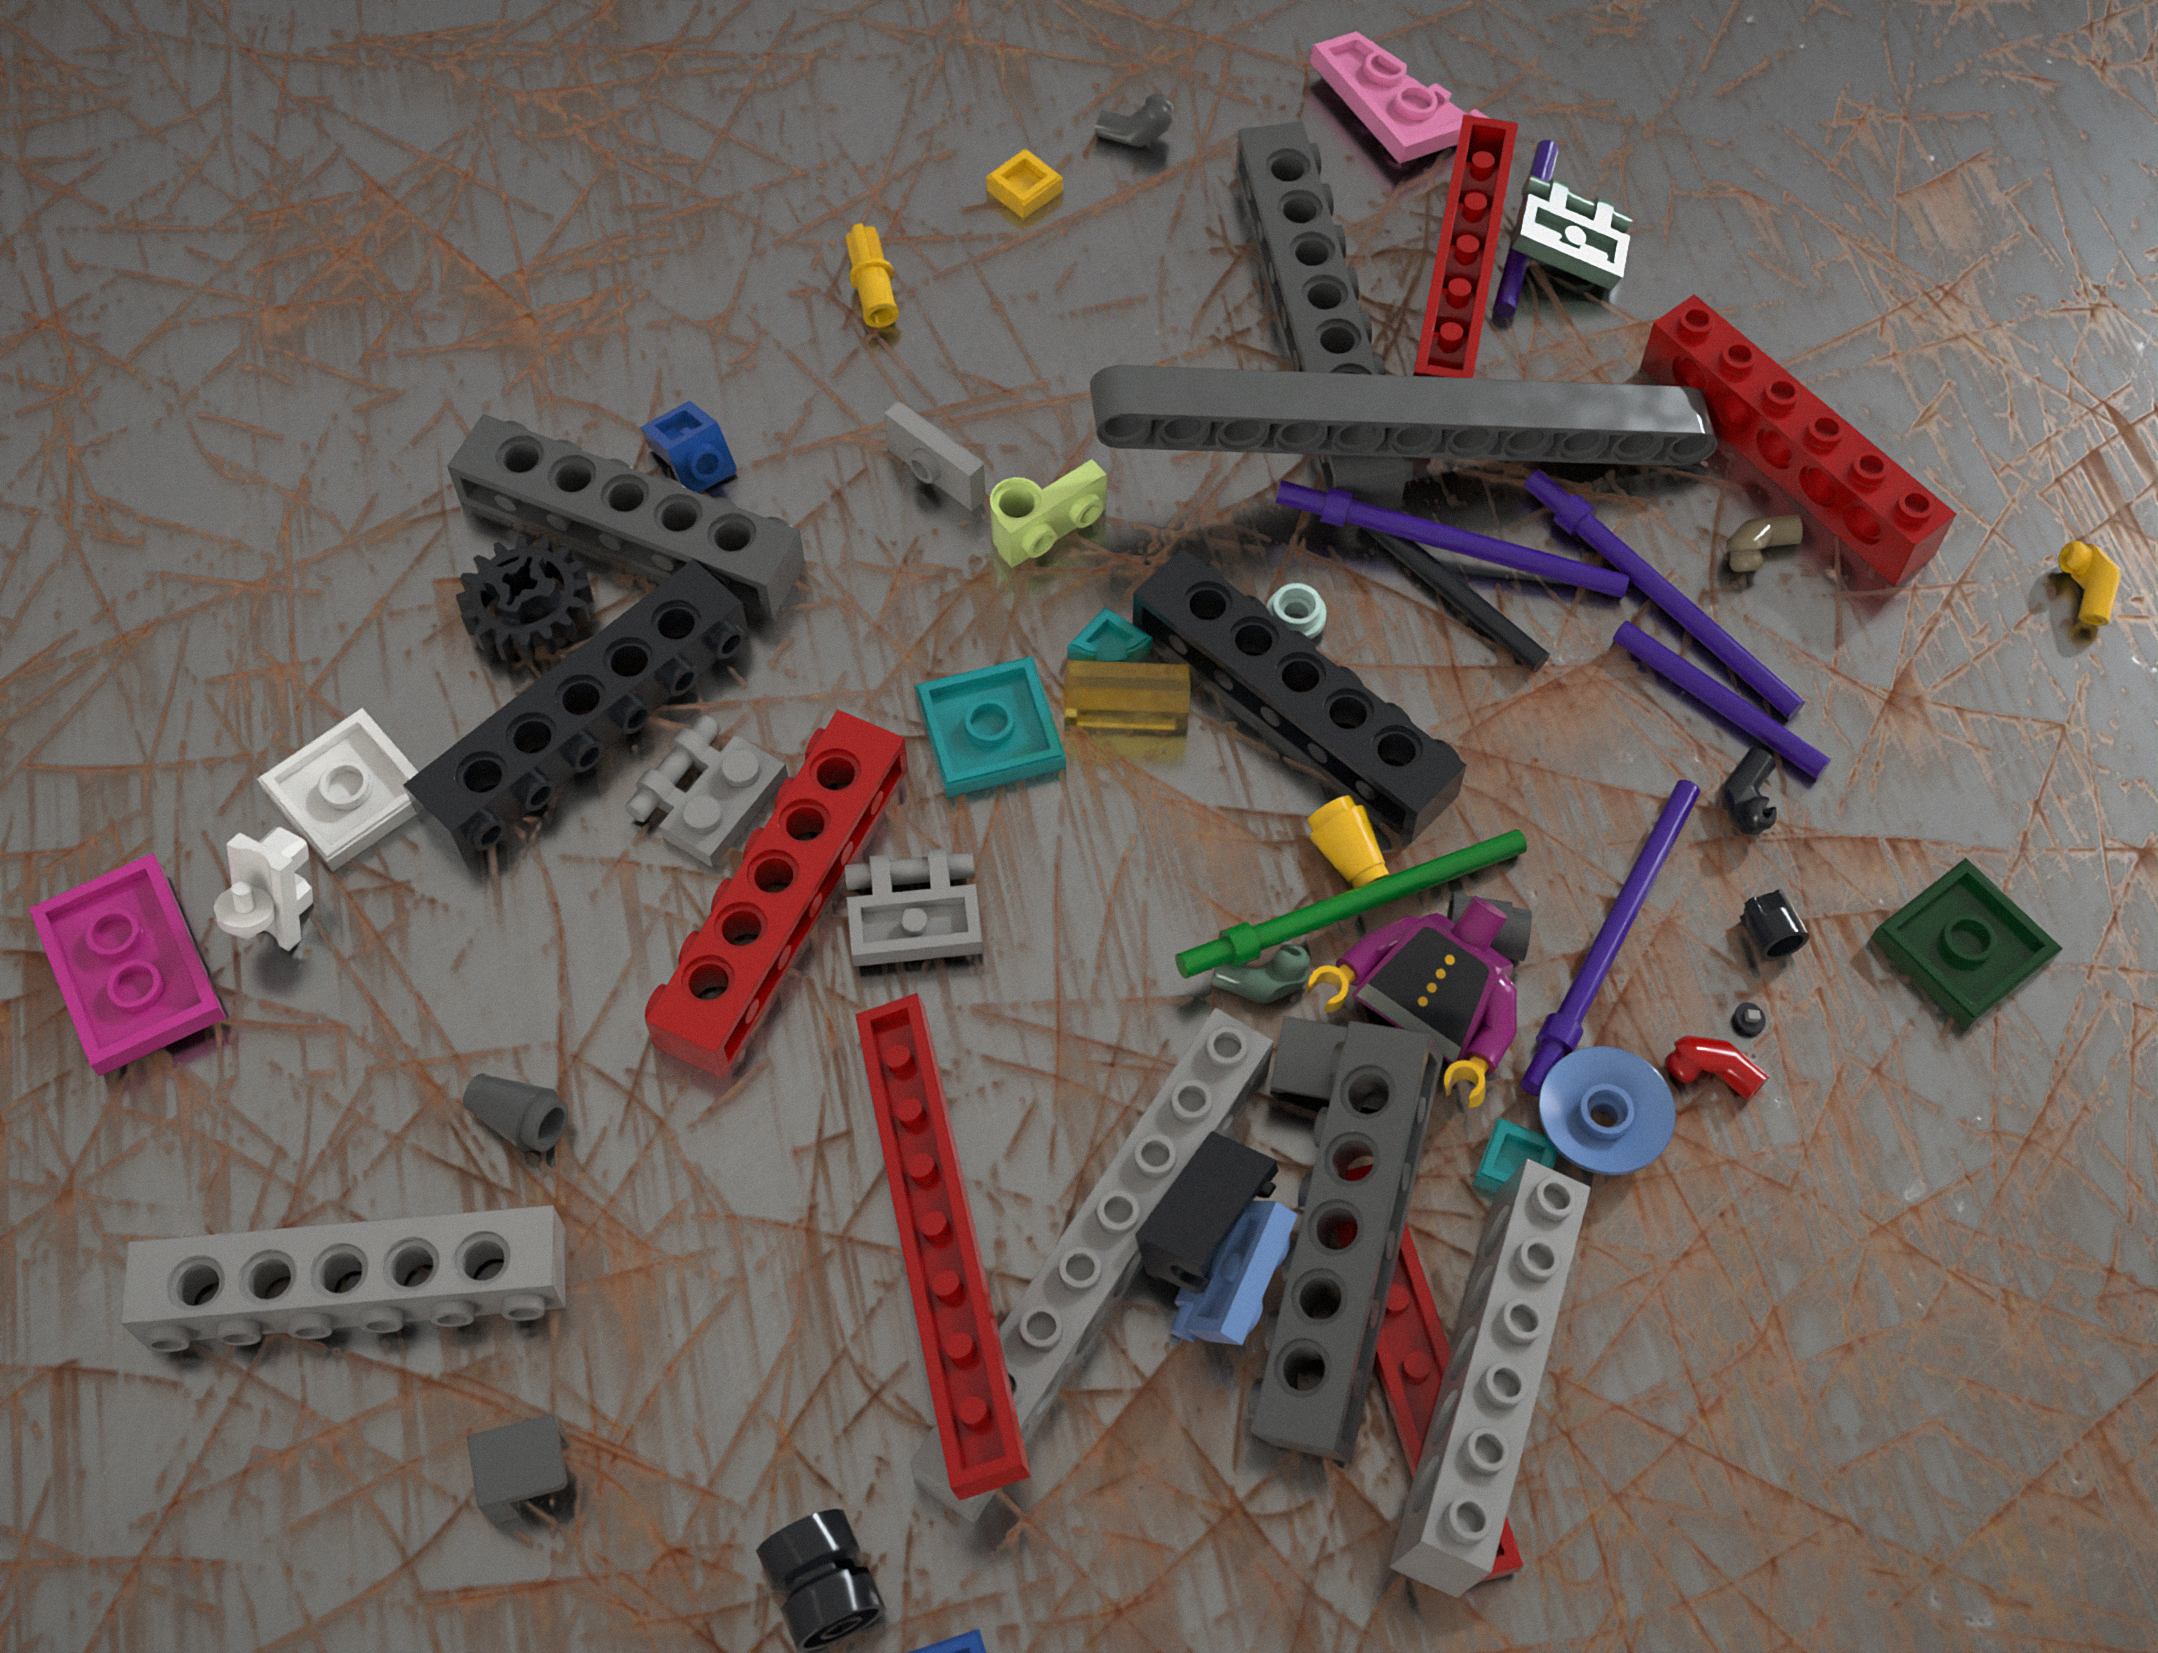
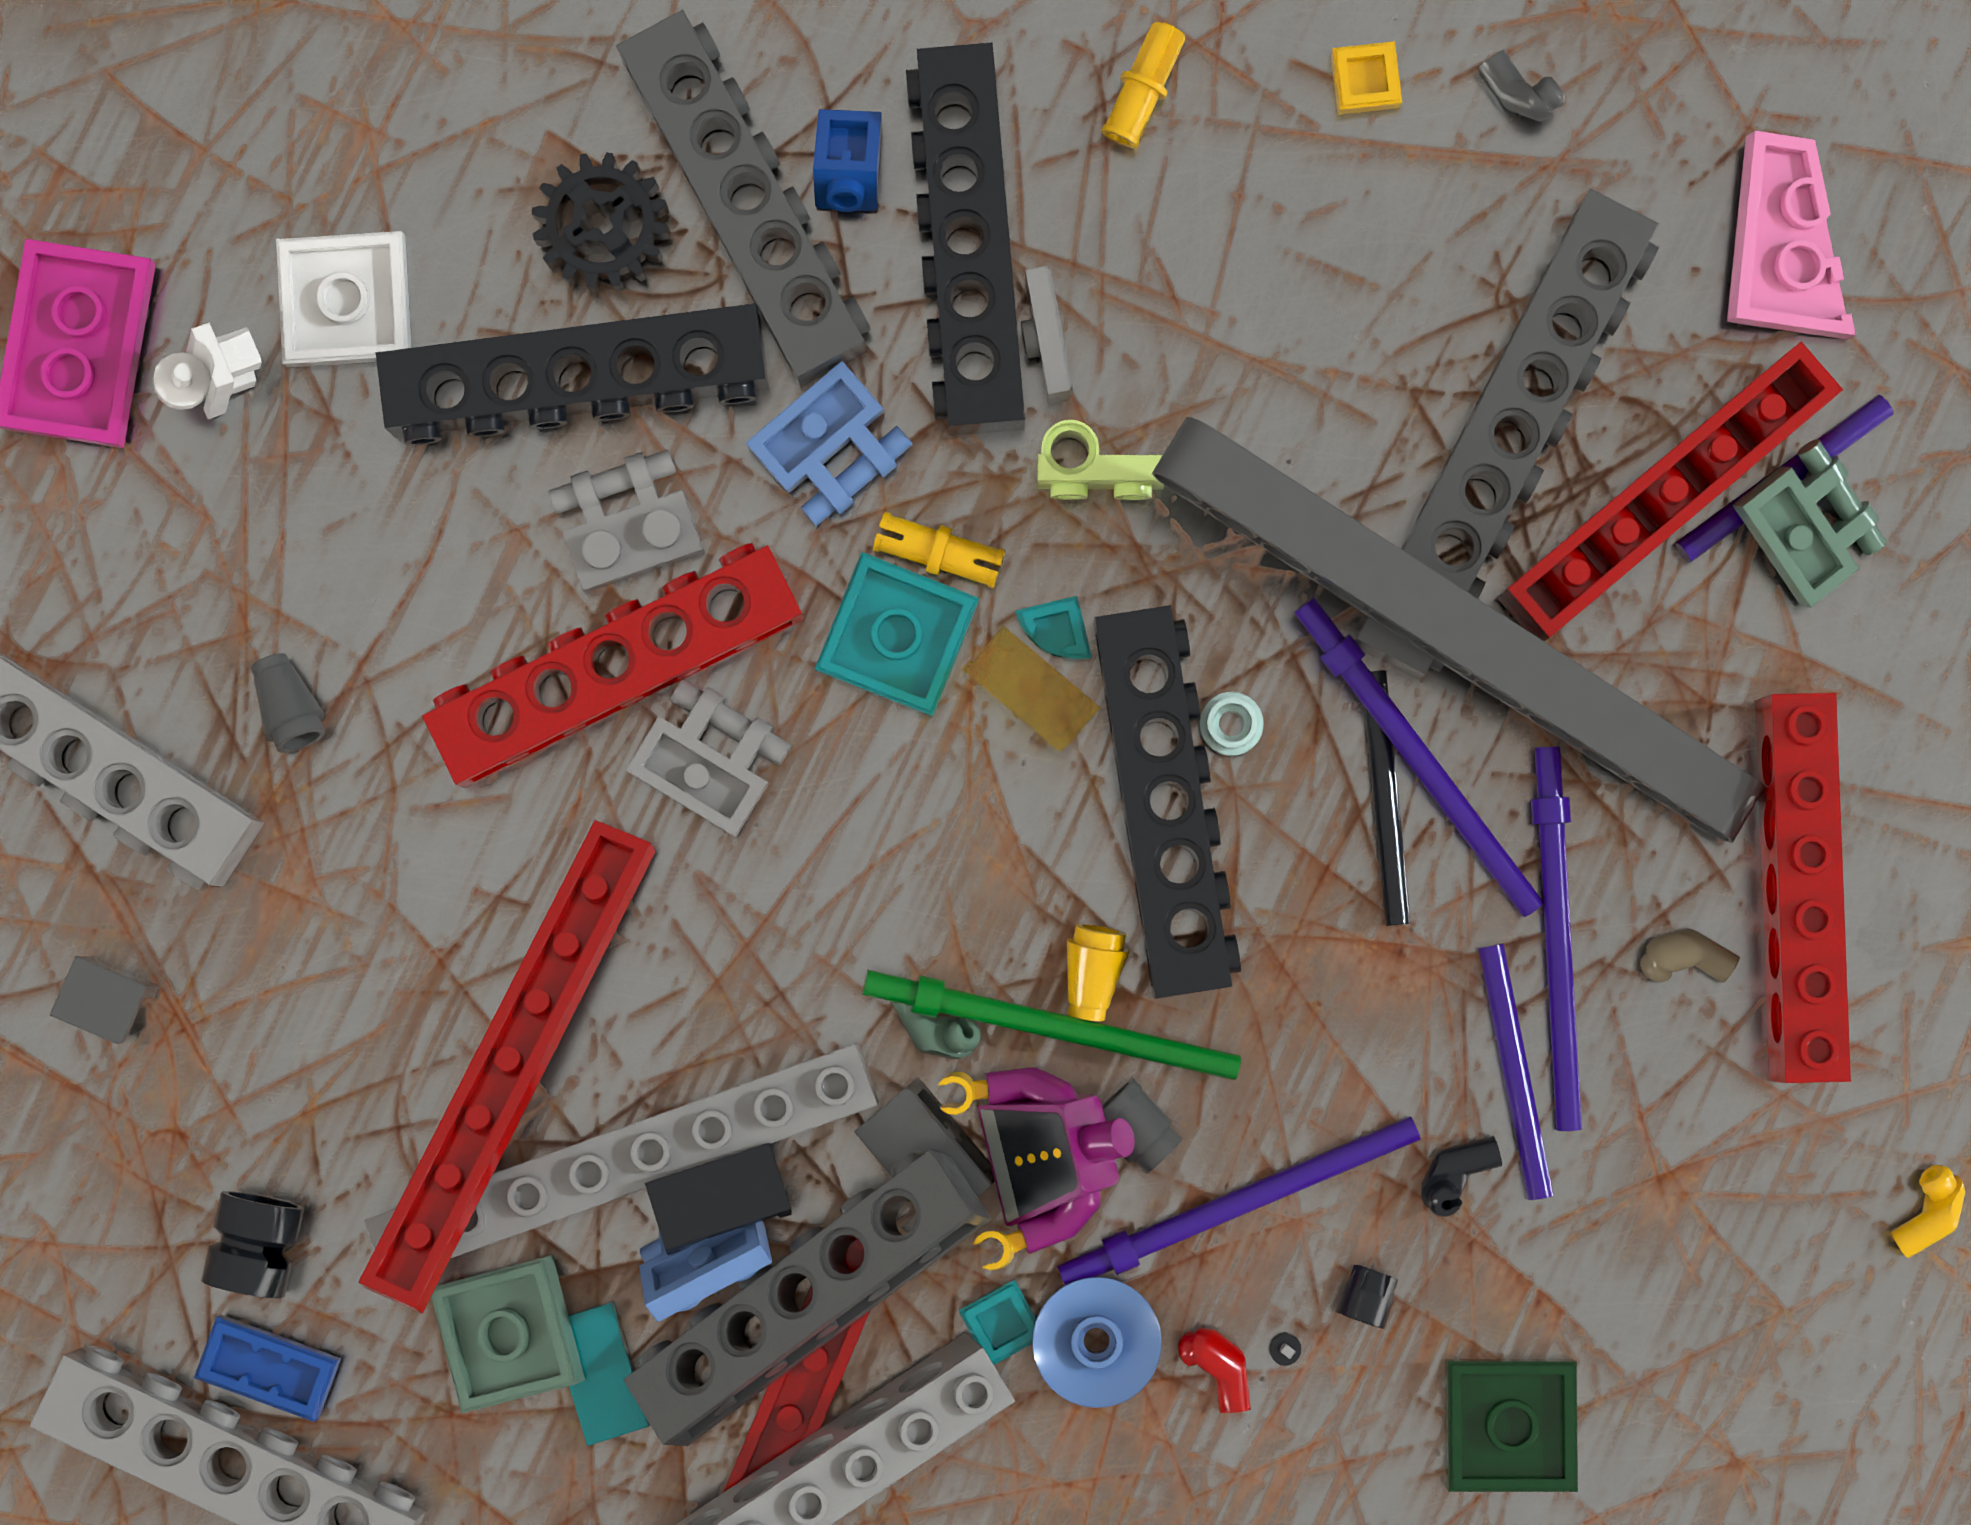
camera: 40 degrees right, 25 degrees up
(809, 624) = (815, 430): none -> medium blue plate
(827, 437) = (967, 78): none -> black brick
(973, 646) = (939, 549): none -> yellow pin
(1114, 1487) = (507, 1334): none -> sand green plate
(1223, 1463) = (603, 1399): none -> teal tile

